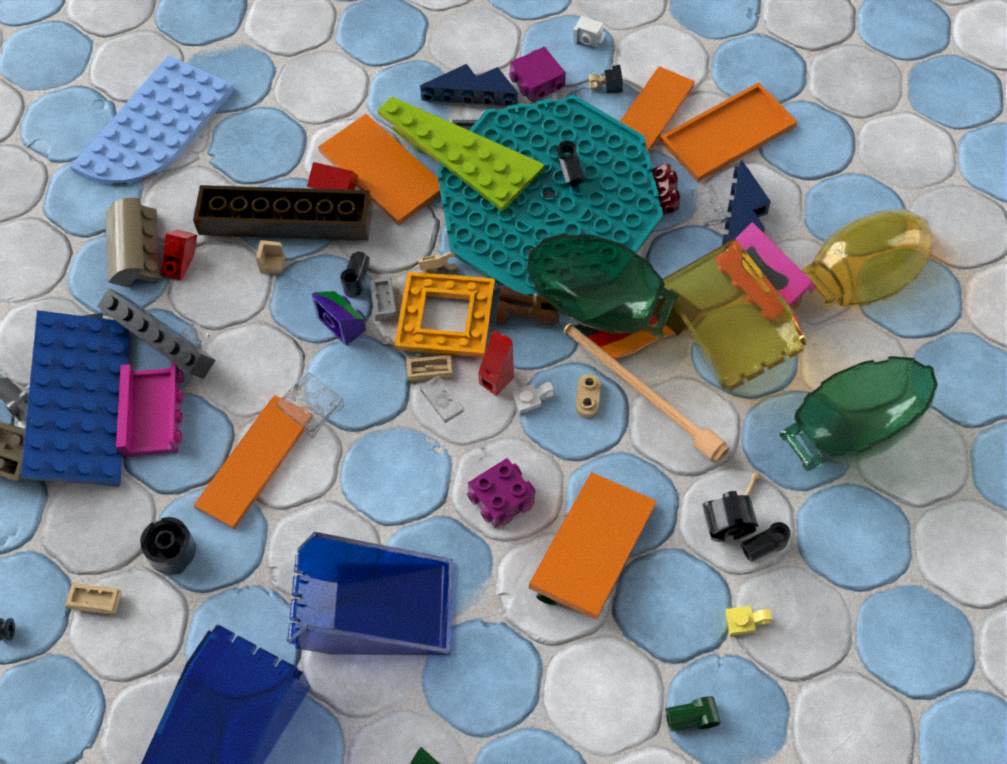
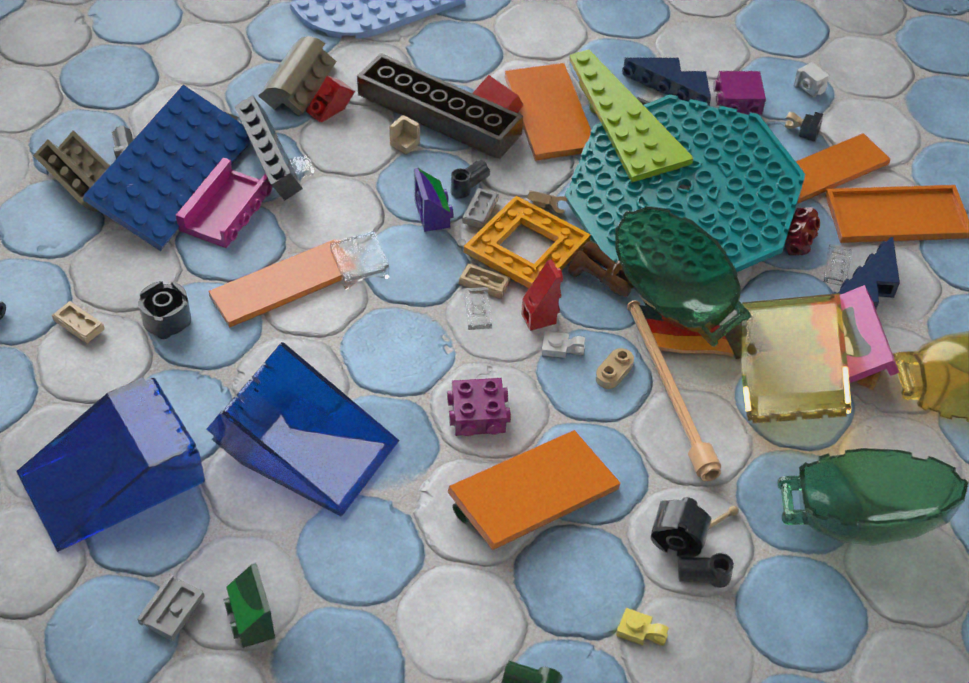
camera: 25 degrees right, 10 degrees down
(569, 164) = (717, 165): black piece -> none

